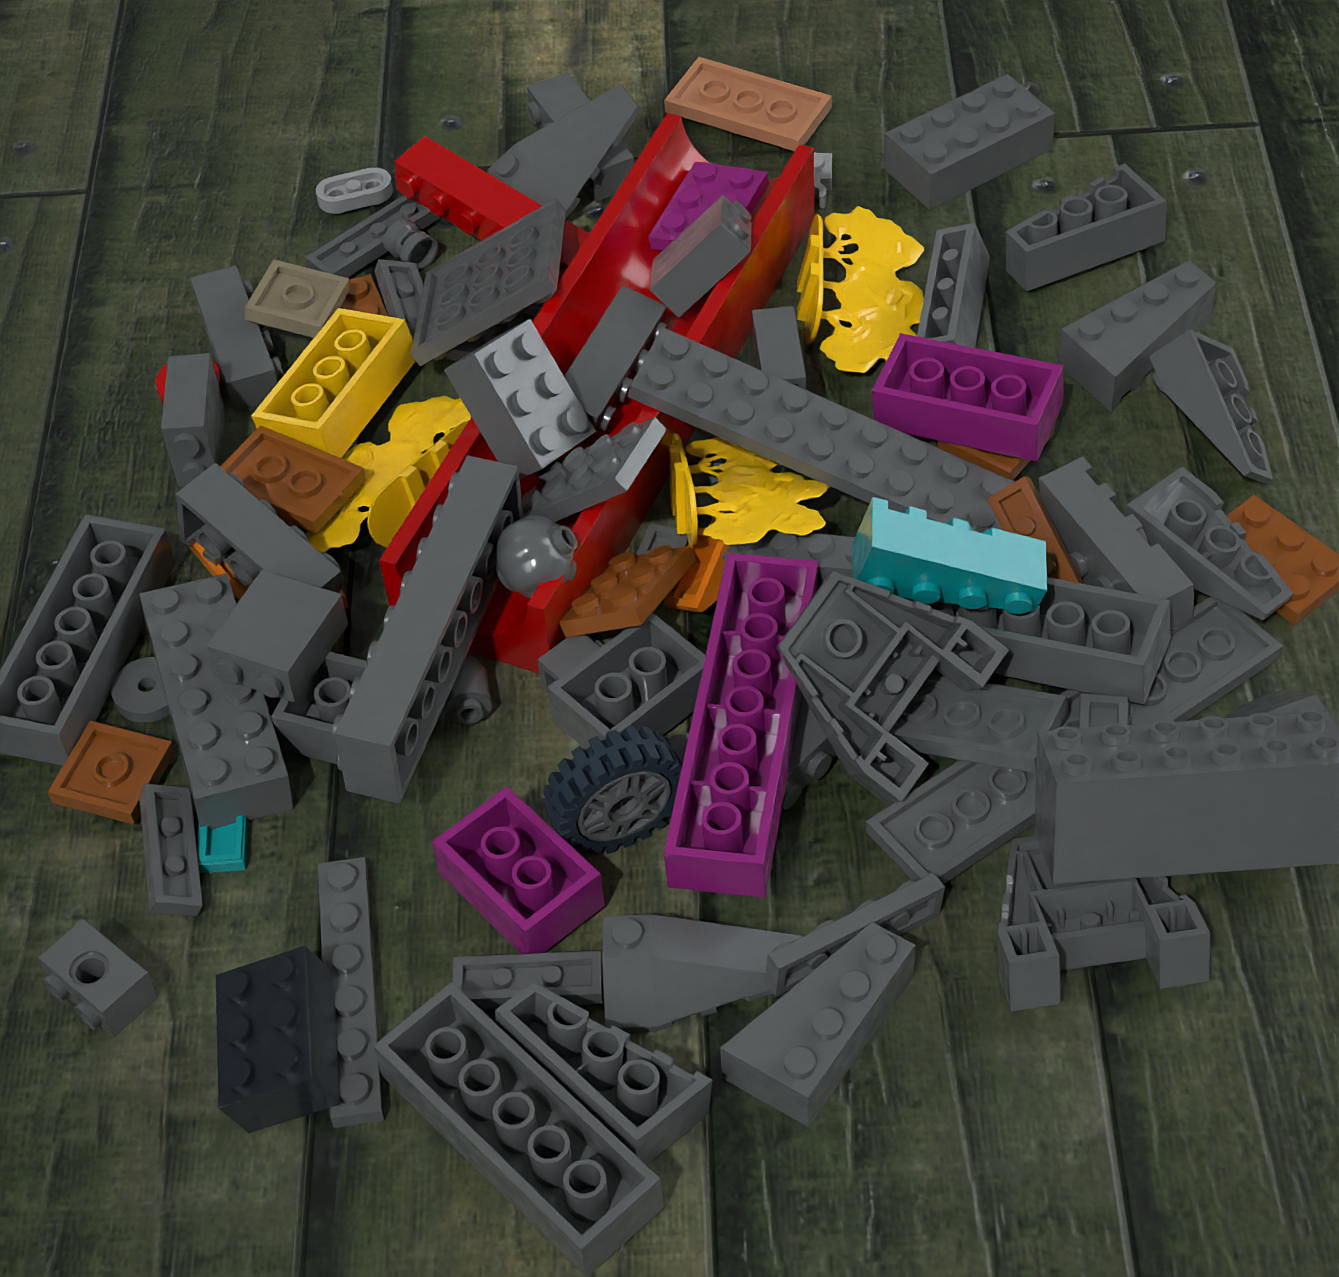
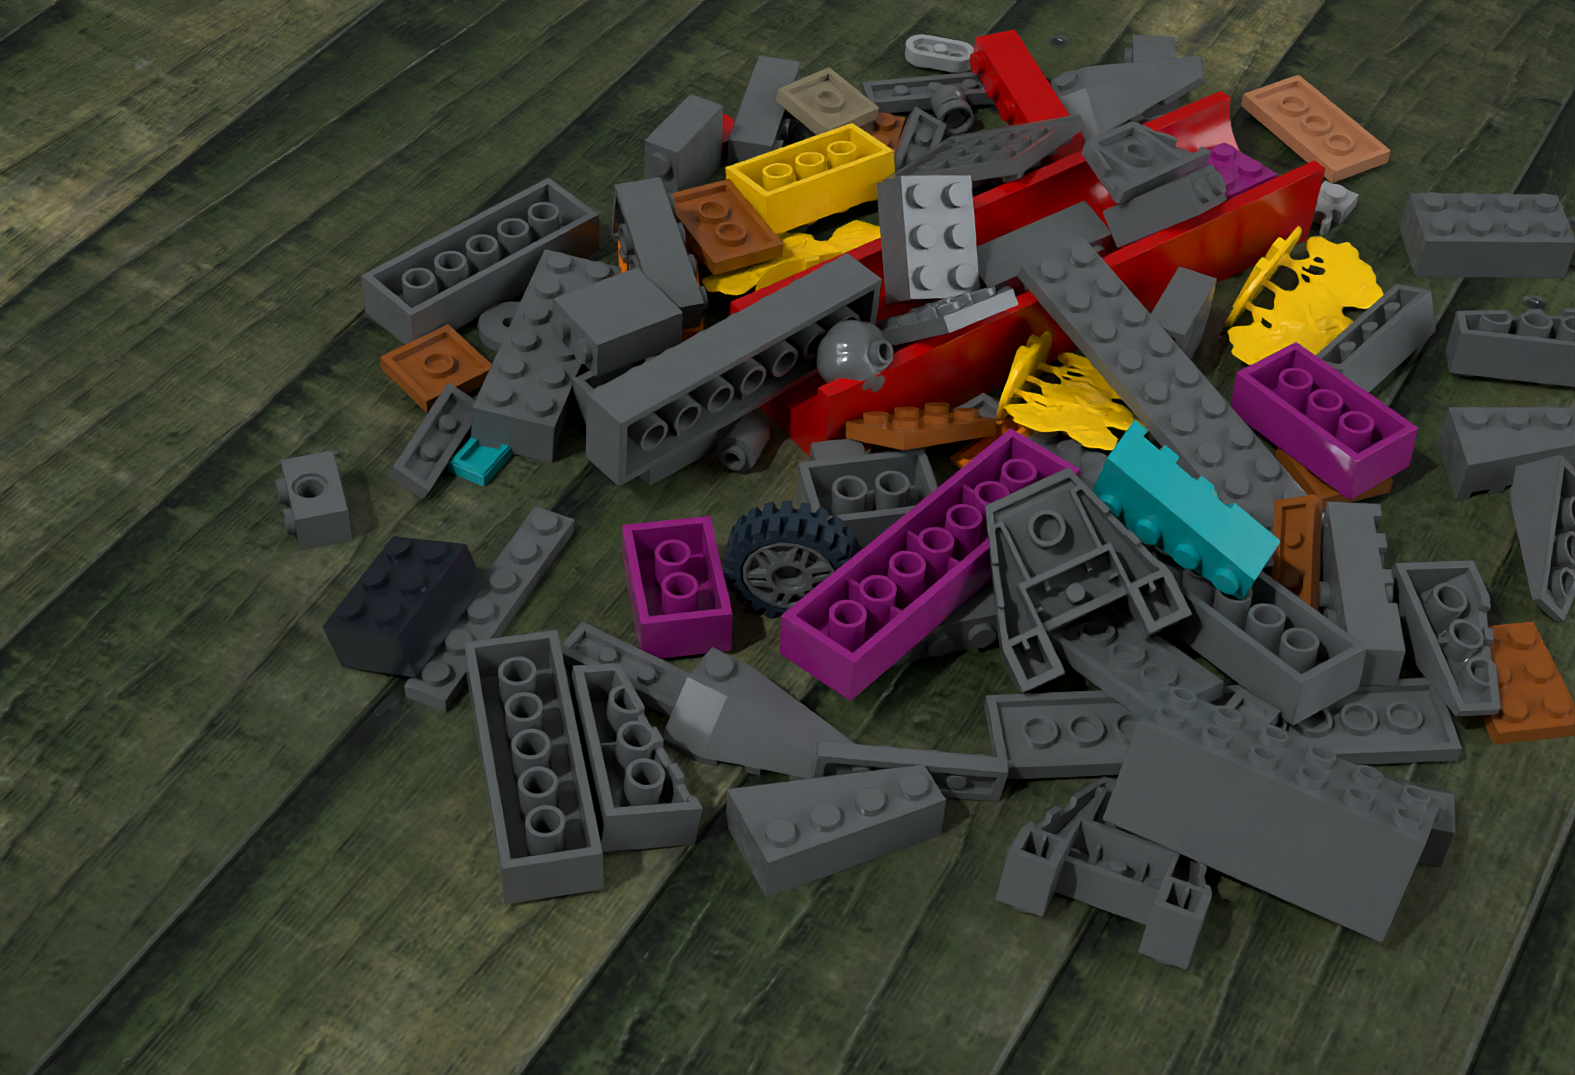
camera: 25 degrees right, 5 degrees down
(649, 222) = (1138, 160): none -> dark grey wing

